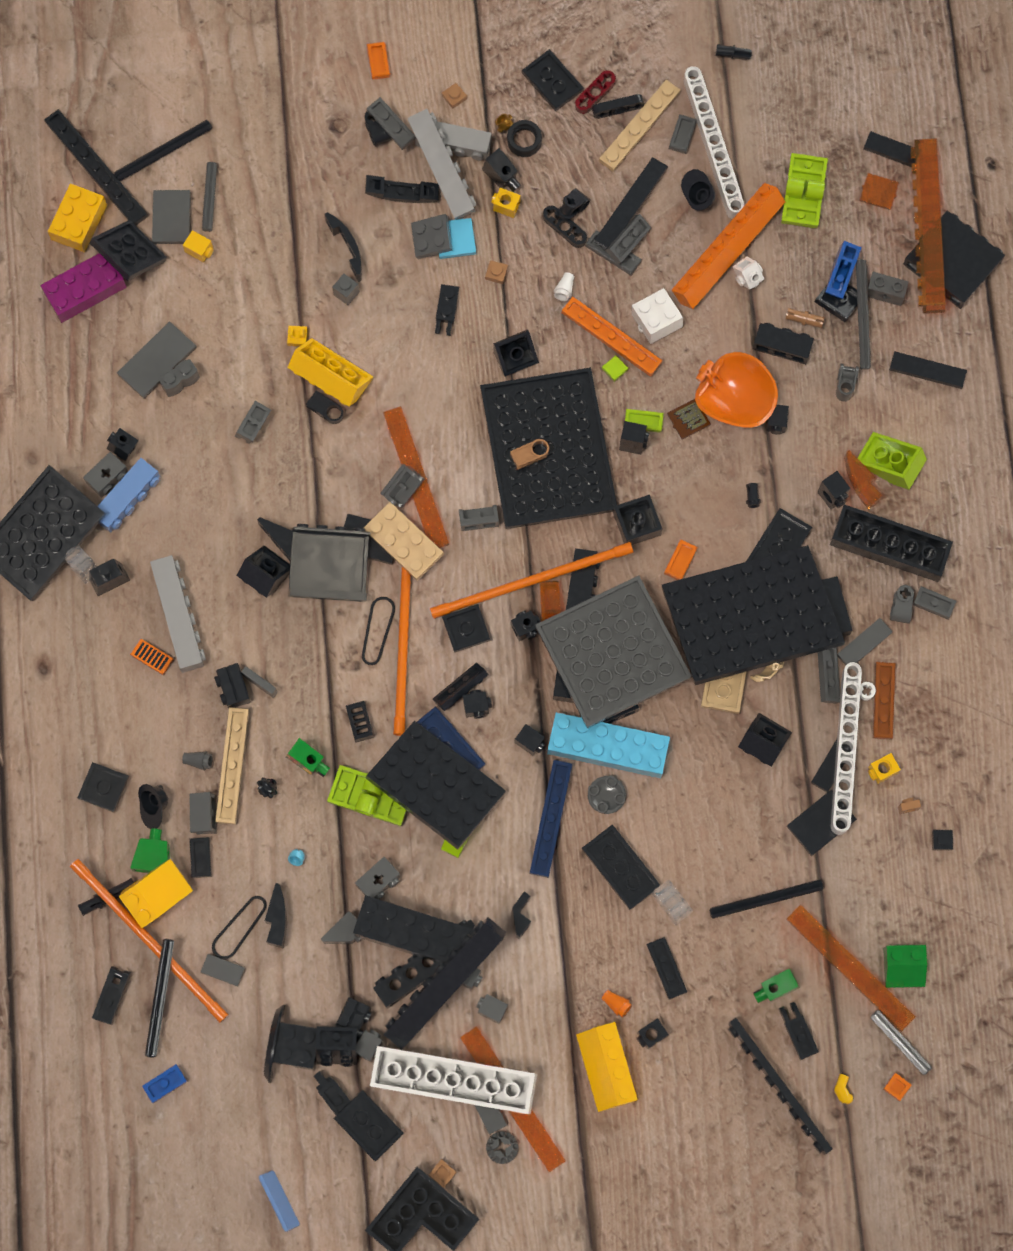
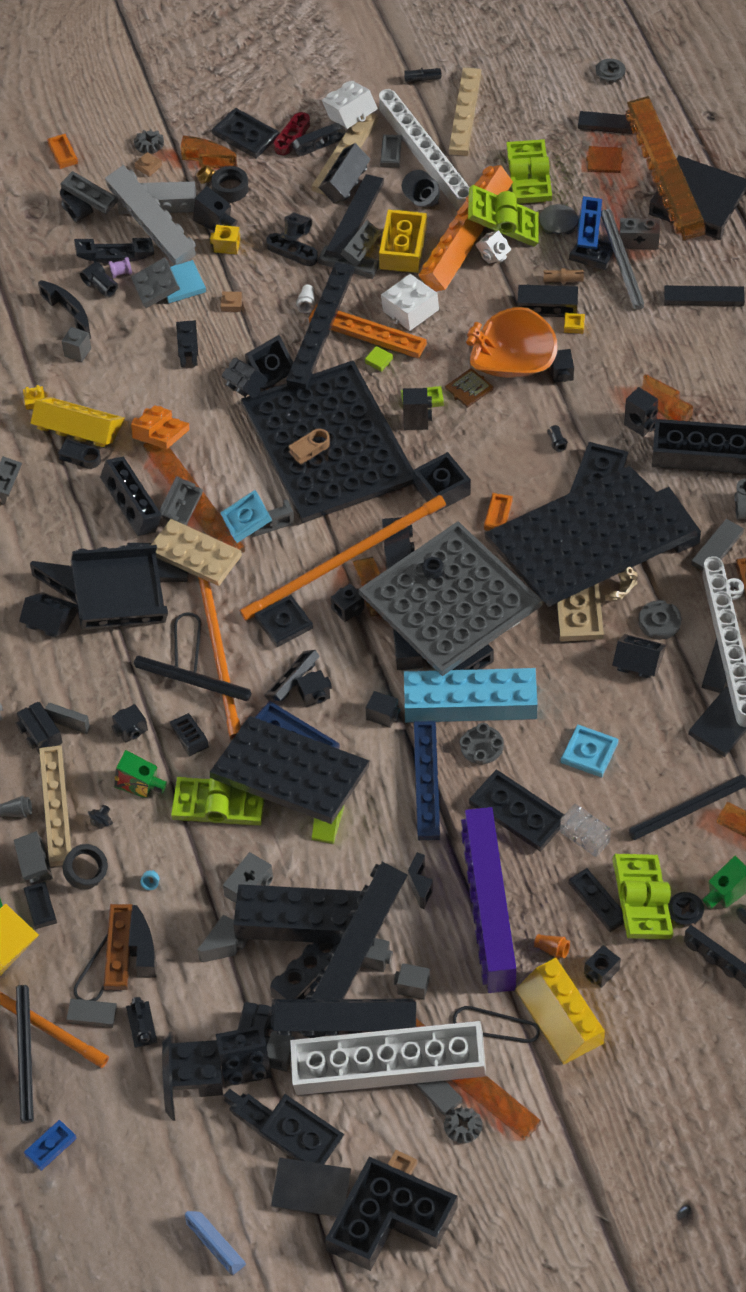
camera: 10 degrees left, 20 degrees down
(256, 914) = (117, 949): none -> dark orange tile
(258, 835) = (95, 853): none -> black tyre
(261, 990) = (141, 1023): none -> black hinge
(310, 701) = (129, 723): none -> black brick
(359, 468) = (130, 496): none -> black brick
(365, 1174) = (310, 1187): none -> black tile
(374, 669) = (192, 678): none -> black axle
(380, 217) = (97, 277): none -> black piece
(400, 400) = (158, 427): none -> orange plate
(403, 211) = (120, 267): none -> lavender bush
(425, 1037) = (341, 1015): none -> black brick
(455, 75) = (144, 146): none -> dark grey gear
(456, 516) = (246, 516): none -> medium azure tile
(487, 366) = (243, 378): none -> black brick
(511, 98) = (207, 152): none -> clear orange slope
(548, 1072) = (503, 1016): none -> black piece
(570, 322) = (320, 325): none -> black plate
(574, 952) = (488, 900): none -> dark purple brick
(604, 621) = (433, 567): none -> black tile
(632, 154) = (344, 173): none -> brick
(655, 77) = (349, 104): none -> white brick
(667, 246) = (403, 241): none -> yellow brick
(697, 822) = (589, 751): none -> medium azure tile
(704, 977) = (643, 896): none -> lime plate
(736, 986) = (682, 900): none -> black gear
(763, 104) = (465, 111): none -> tan plate
(765, 243) = (503, 214): none -> lime plate
(793, 706) = (659, 620): none -> dark grey tile
(801, 371) = (574, 323): none -> yellow tile
(817, 251) = (558, 219): none -> dark grey dish
(829, 676) = (688, 579): dark grey plate -> none
(846, 379) = (623, 321): dark grey piece -> none
(892, 459) = (696, 376): lime slope -> none
(917, 83) = (614, 65): none -> dark grey gear

